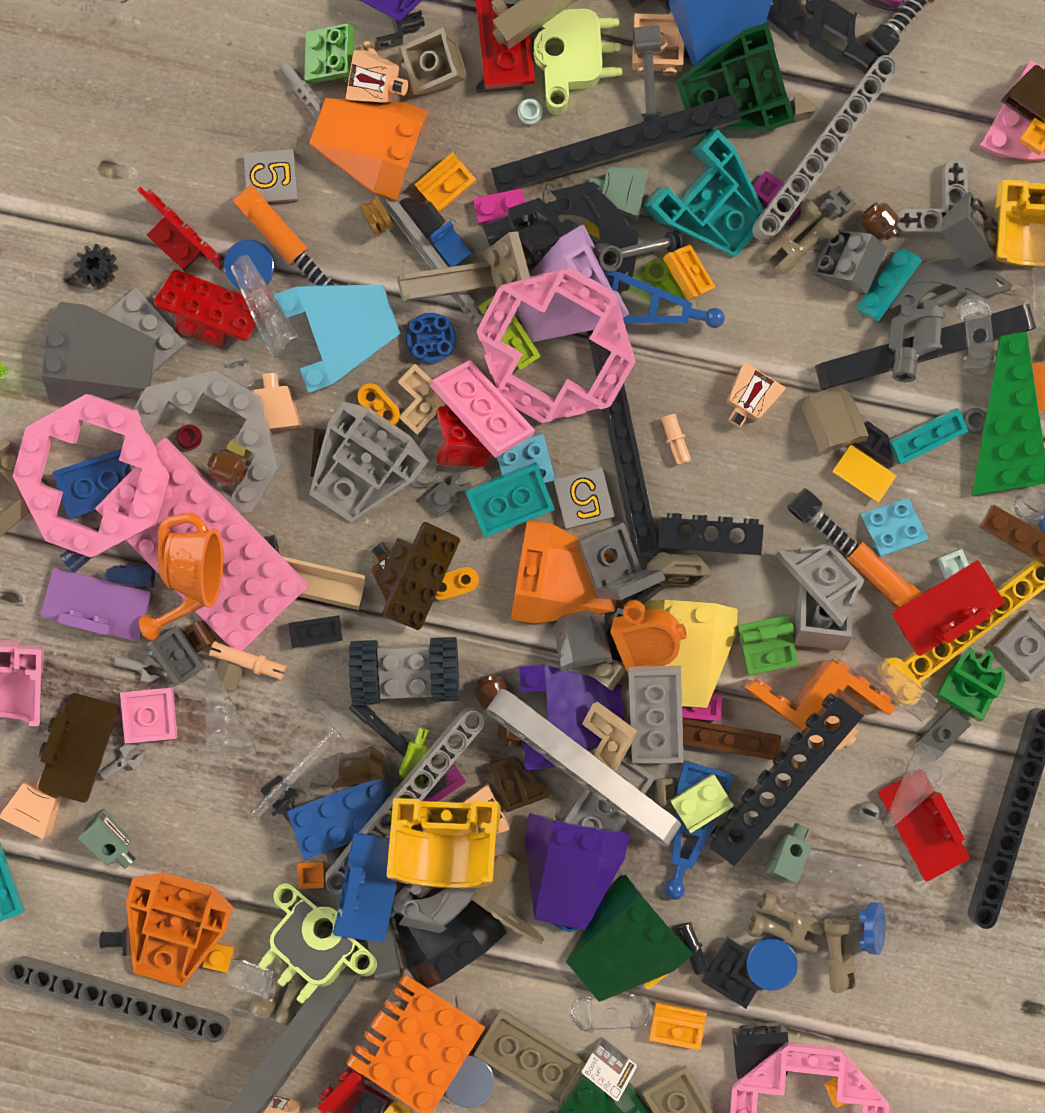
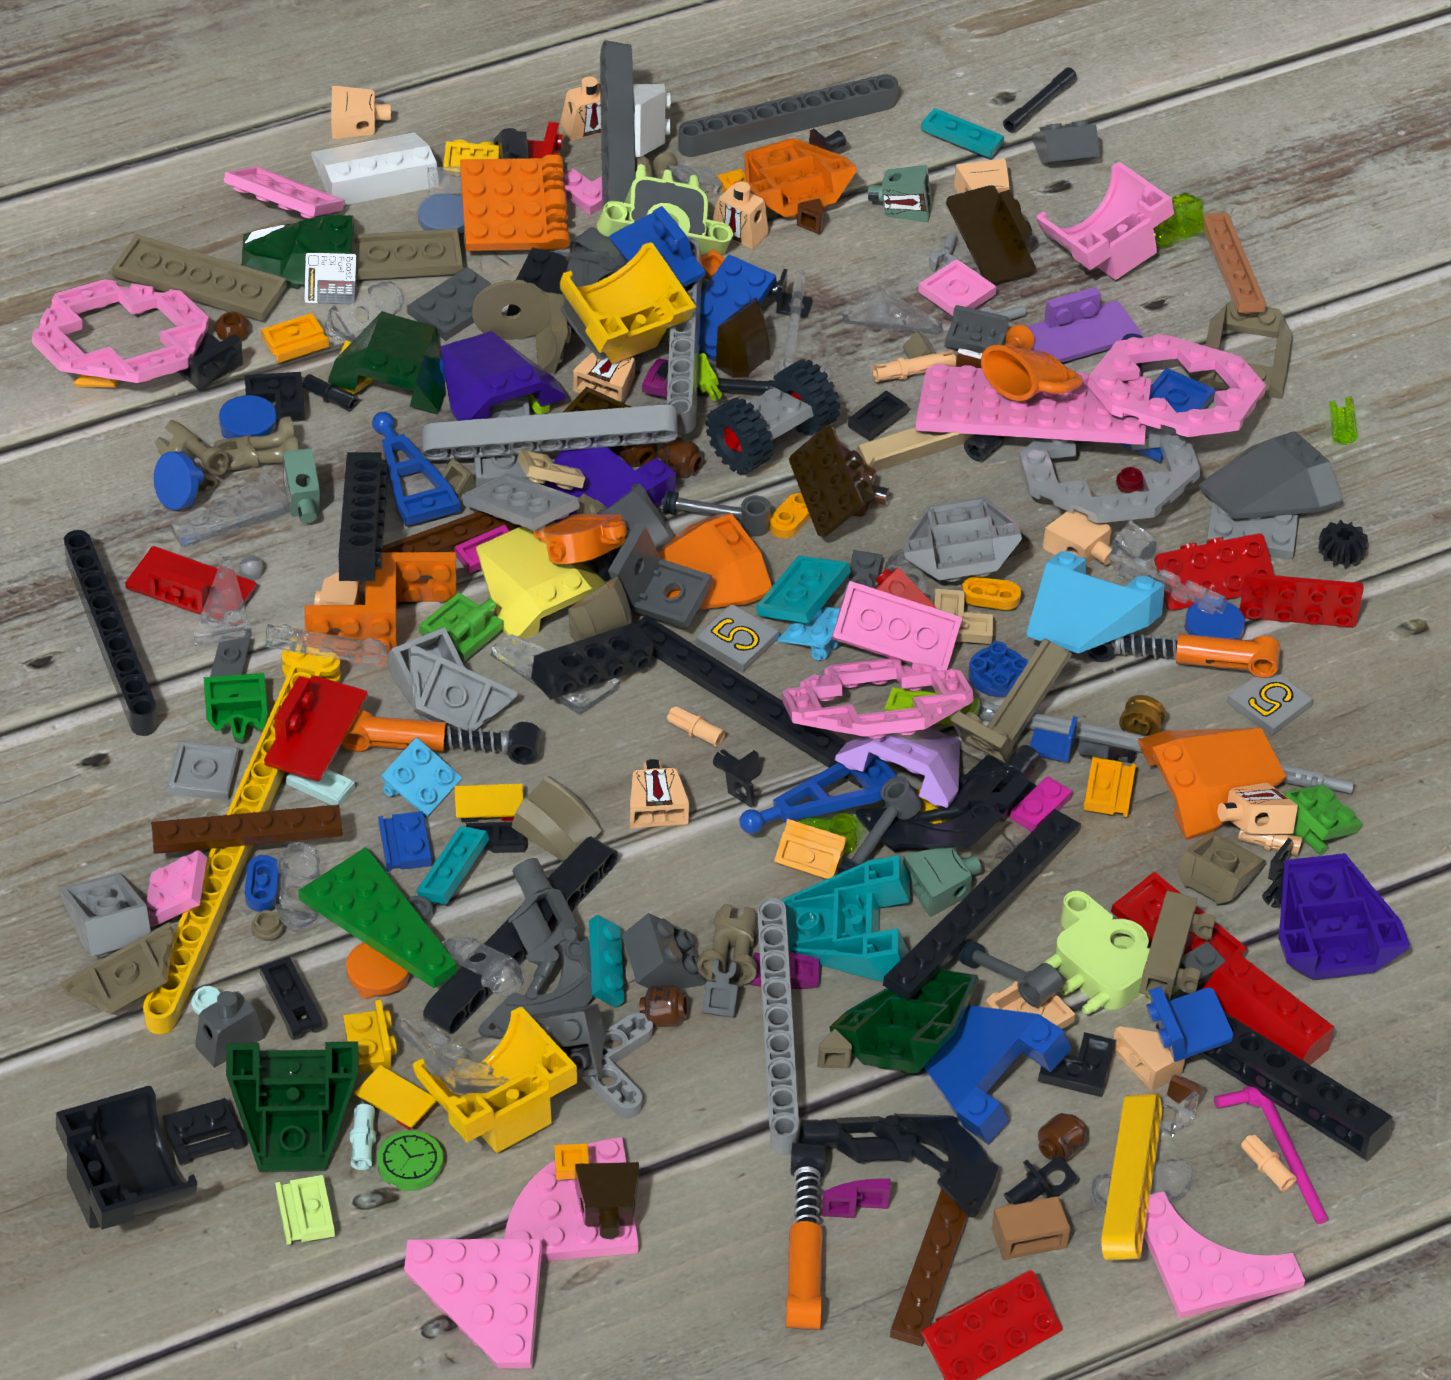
camera: 140 degrees right, 40 degrees down
(132, 575) = (1080, 359): dark blue hinge -> none
(193, 872) = (810, 215): none -> reddish brown slope
(227, 467) = (1070, 450): reddish brown head -> none
(242, 1061) = (649, 117): none -> white slope
(251, 906) = (743, 213): none -> light nougat torso
(341, 1034) = (583, 192): none -> bright pink plate
(528, 978) = (449, 304): none -> dark grey plate
(530, 111) = (1094, 888): light aqua plate -> none
(531, 654) = (753, 512): none -> dark grey piece
(680, 379) = (739, 774): none -> black bracket
(701, 803) = (417, 480): yellowish green plate -> none
(705, 1072) = (230, 324): none -> reddish brown plate
(940, 485) = (405, 841): none -> blue plate

